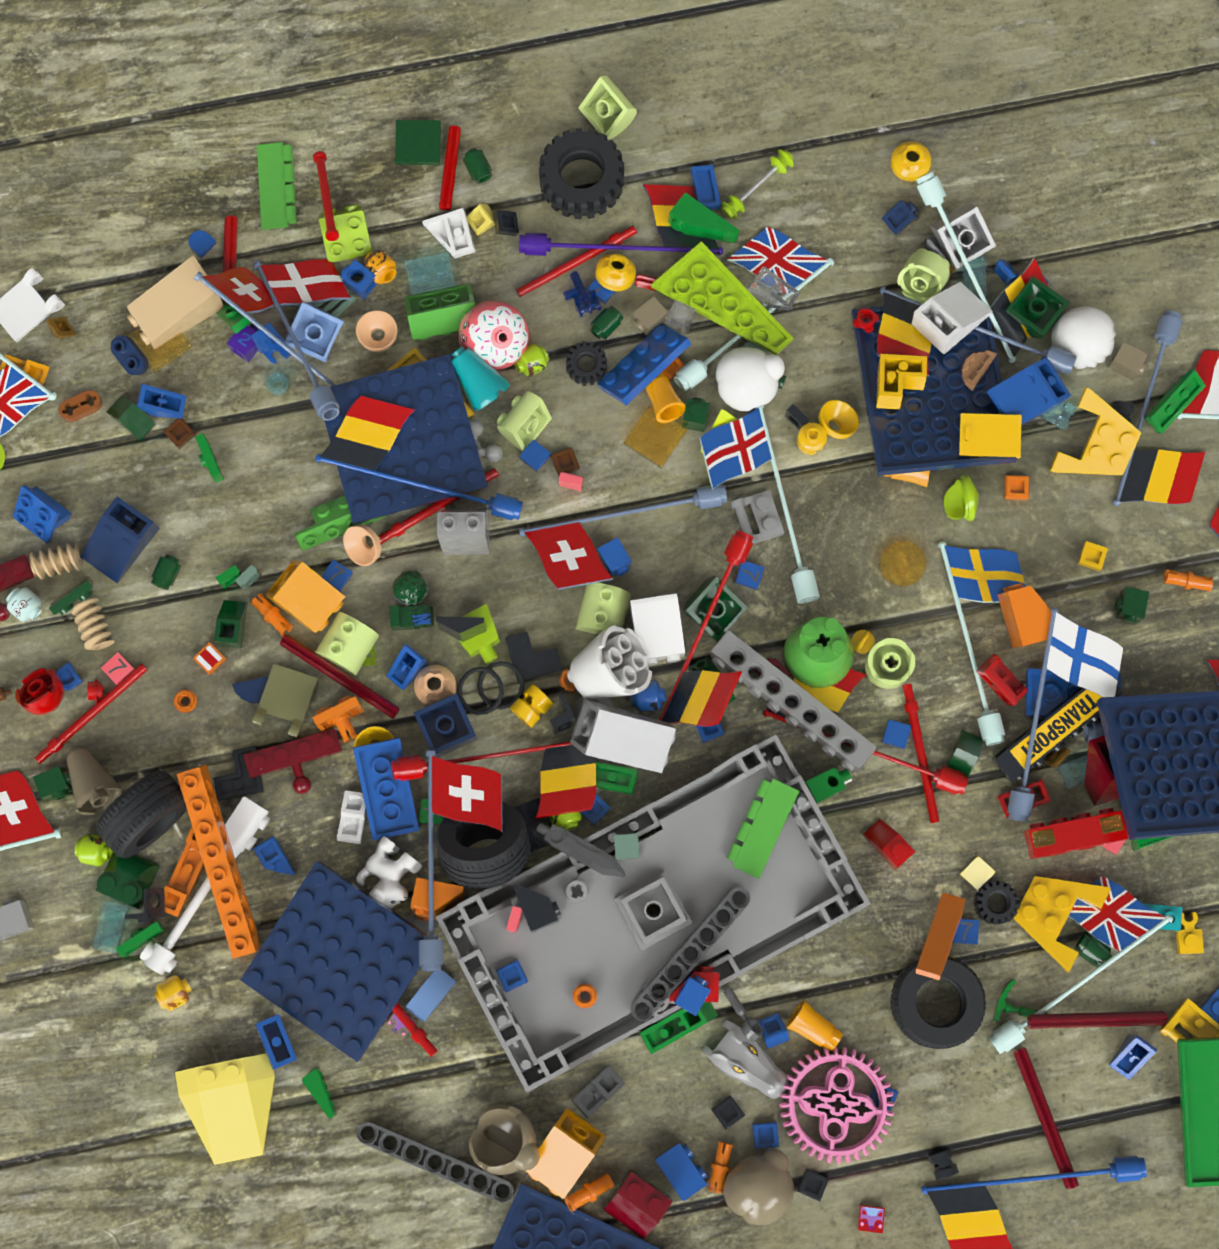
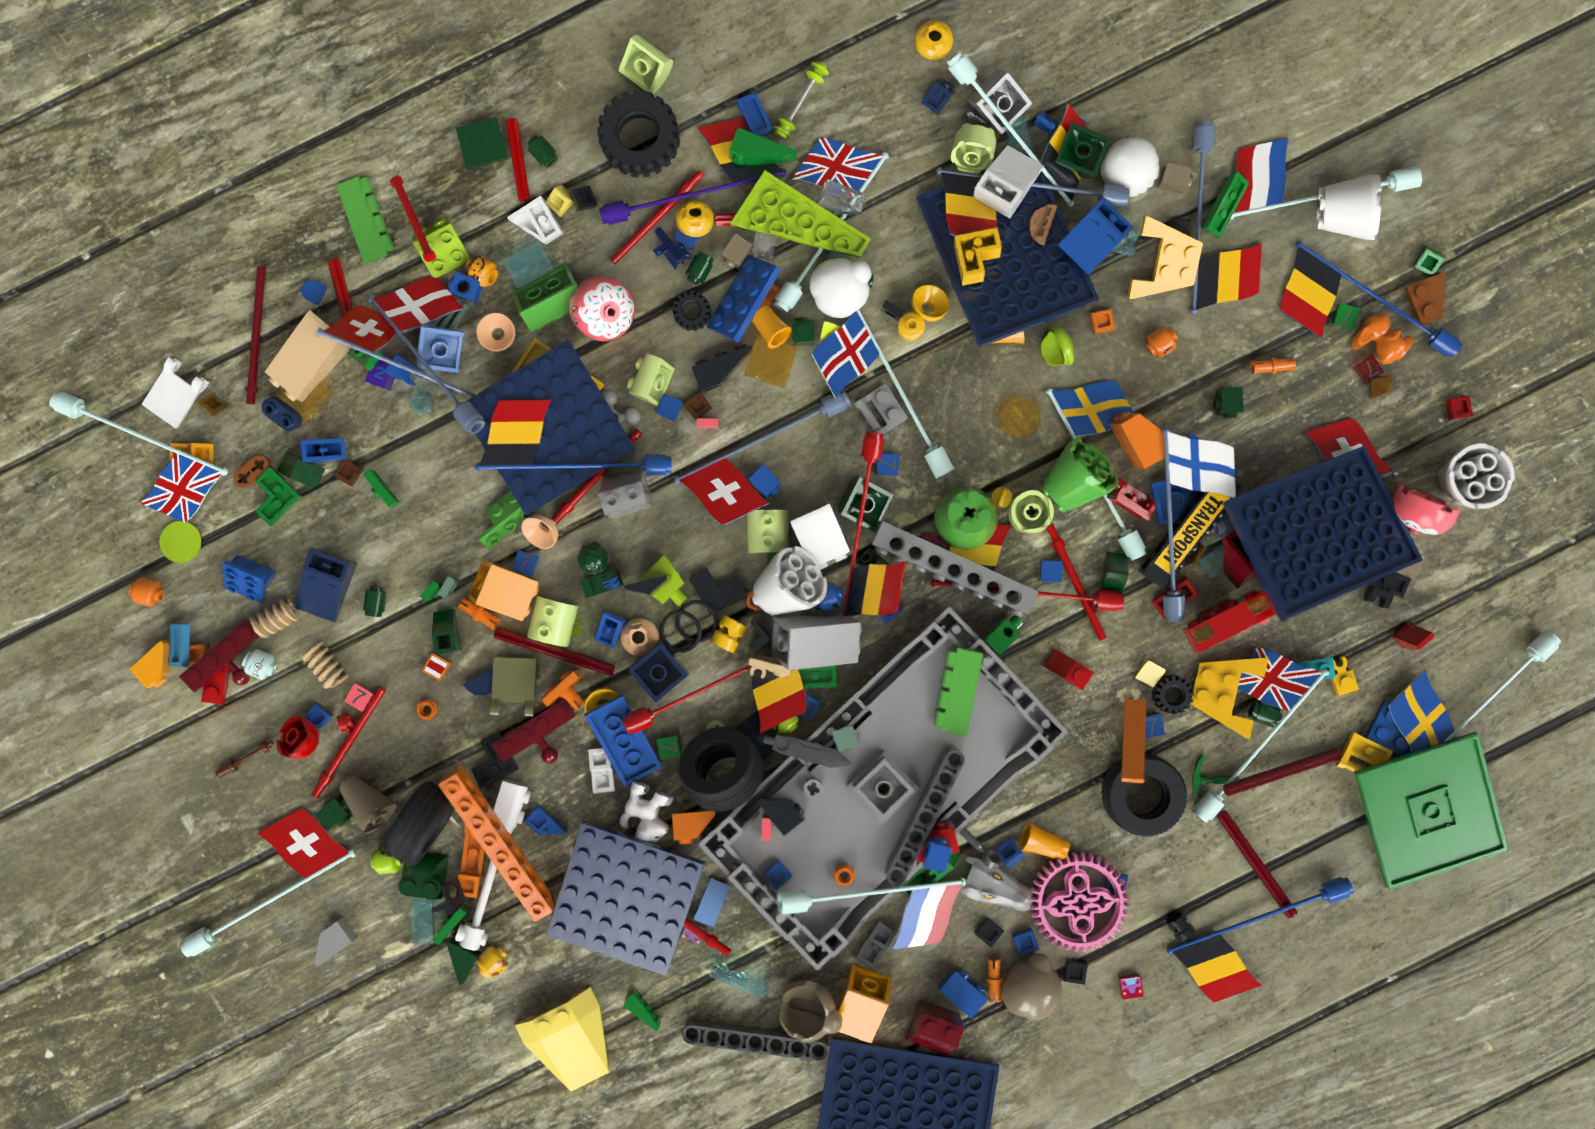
camera: 10 degrees left, 10 degrees up
(65, 602) = (304, 641): dark green tile -> none
(102, 438) = (281, 496): none -> green plate
(106, 322) = (255, 337): none -> dark red bar
(142, 982) = (462, 960): none -> dark green slope
(275, 1041) = (592, 980): blue brick -> none
(437, 1088) = (738, 980): none -> clear light blue plate
(462, 795) = (693, 733): flag -> none
(477, 378) = (599, 353): teal cone -> none
(532, 360) = (643, 321): lime head -> none
(559, 744) = (766, 663): none -> tan plate
(589, 1192) = (890, 1030): orange pin -> none
(596, 430) = (715, 372): none -> black slope
(662, 1068) = (923, 917): none -> flag
(868, 315) = (931, 198): red plate -> none
(950, 637) = (1079, 476): none -> bright green cone
(990, 435) = (1071, 284): yellow container -> none
(1073, 524) = (1161, 342): none -> orange head
(1092, 556) = (1184, 366): yellow plate -> none
(1132, 1056) = (1318, 793): blue slope -> none

